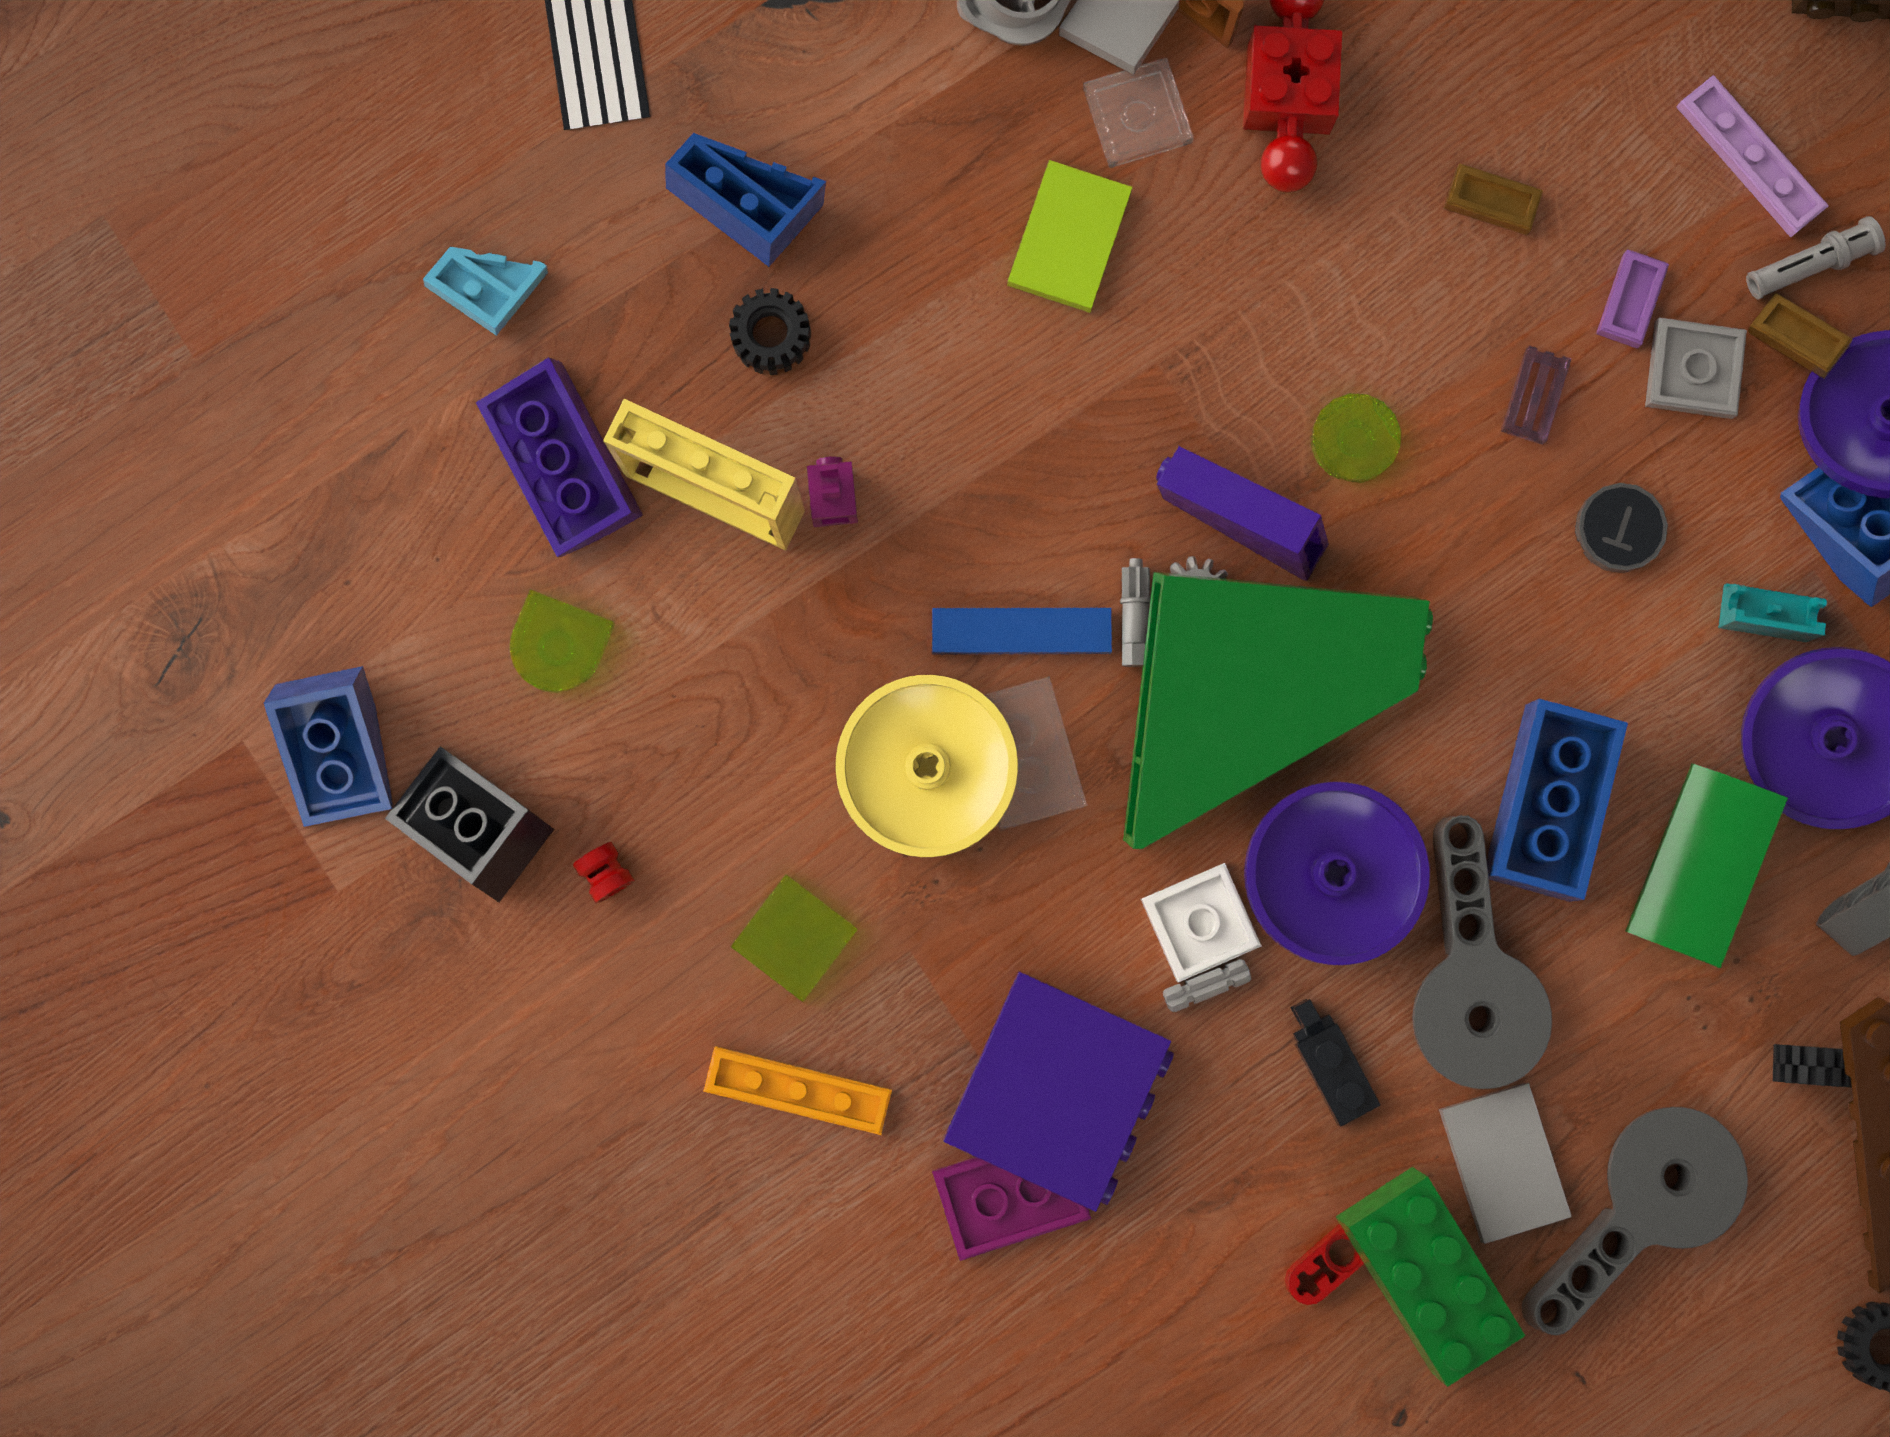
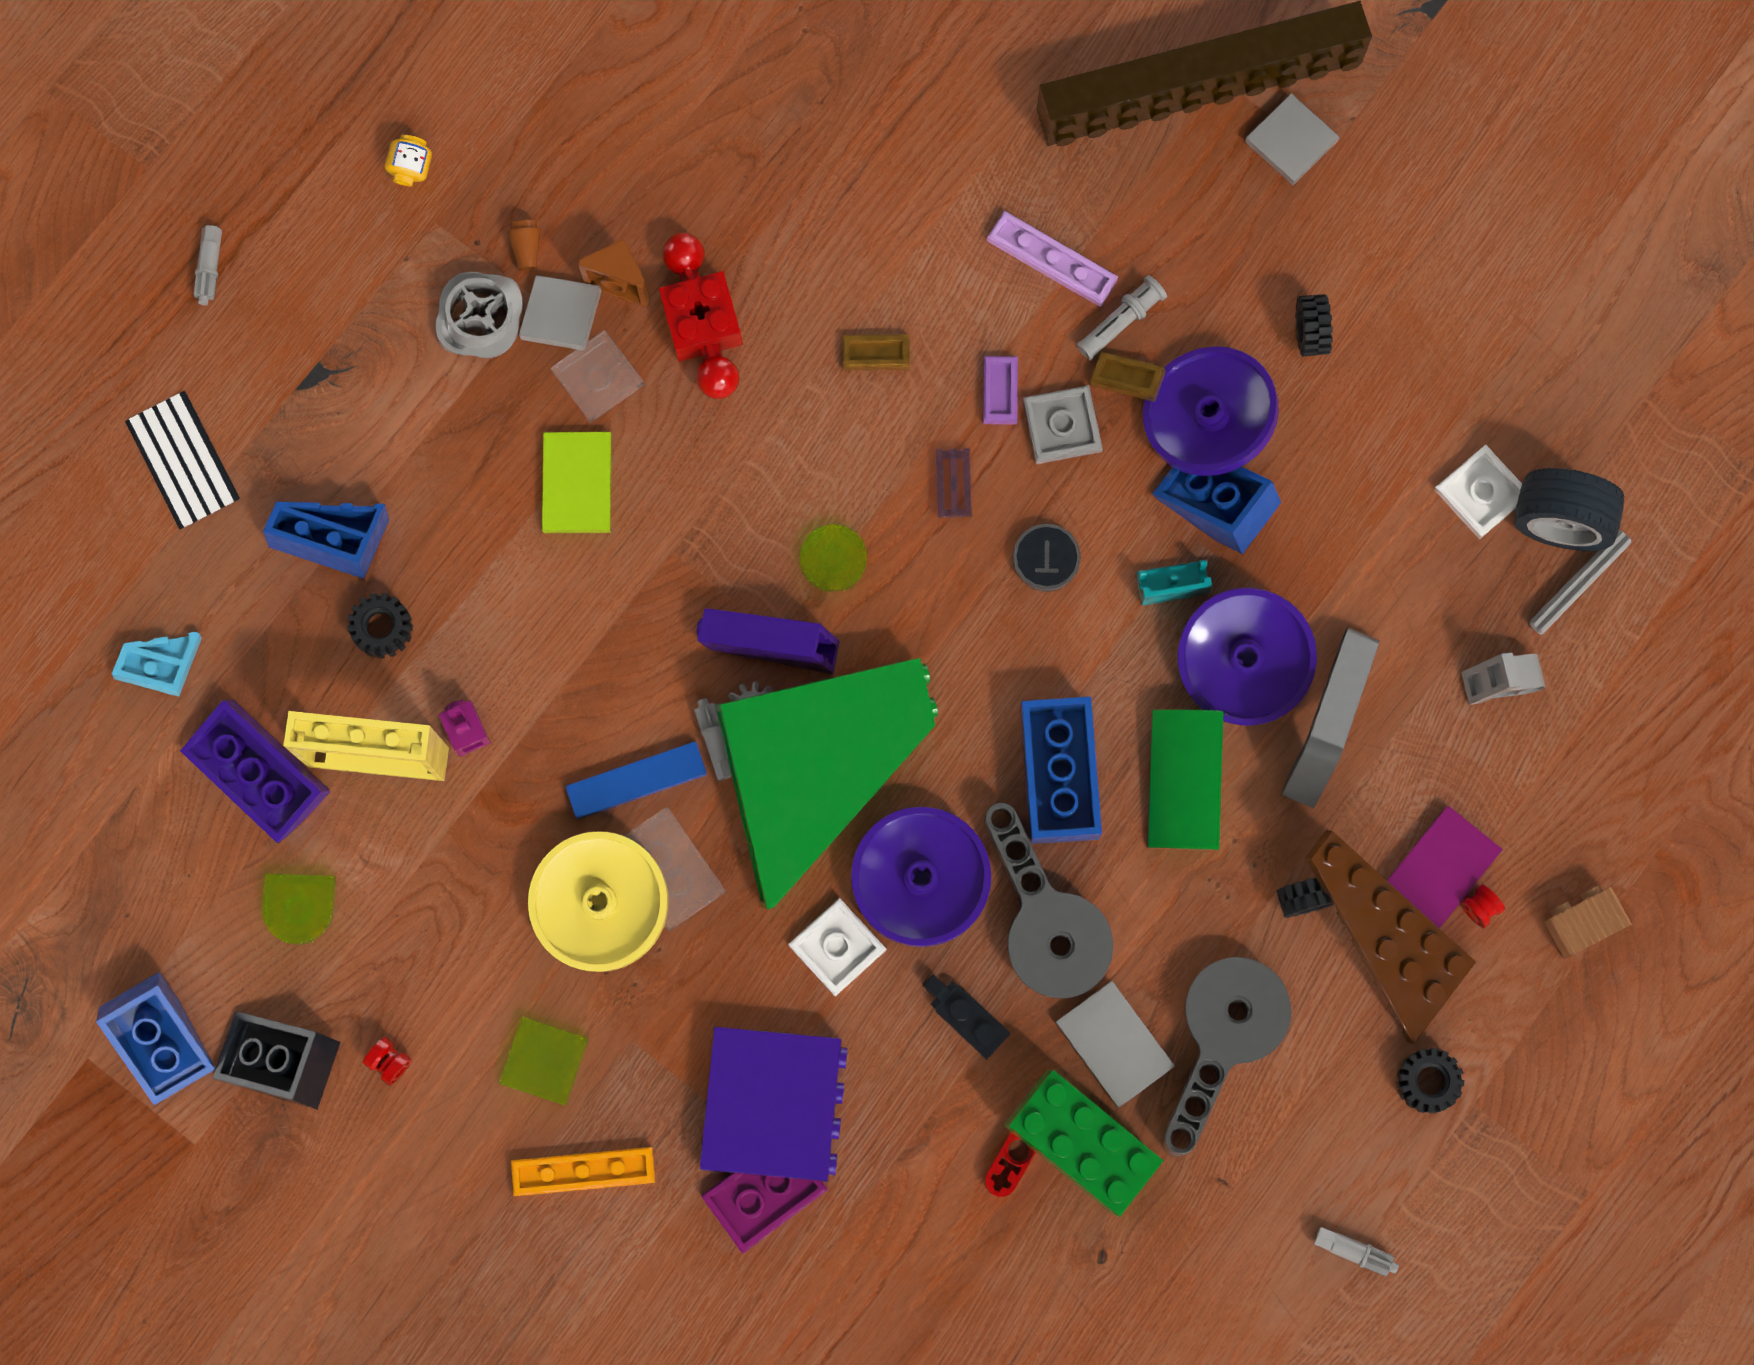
camera: 15 degrees left, 5 degrees down
(1207, 985) = (856, 991): light grey axle -> none

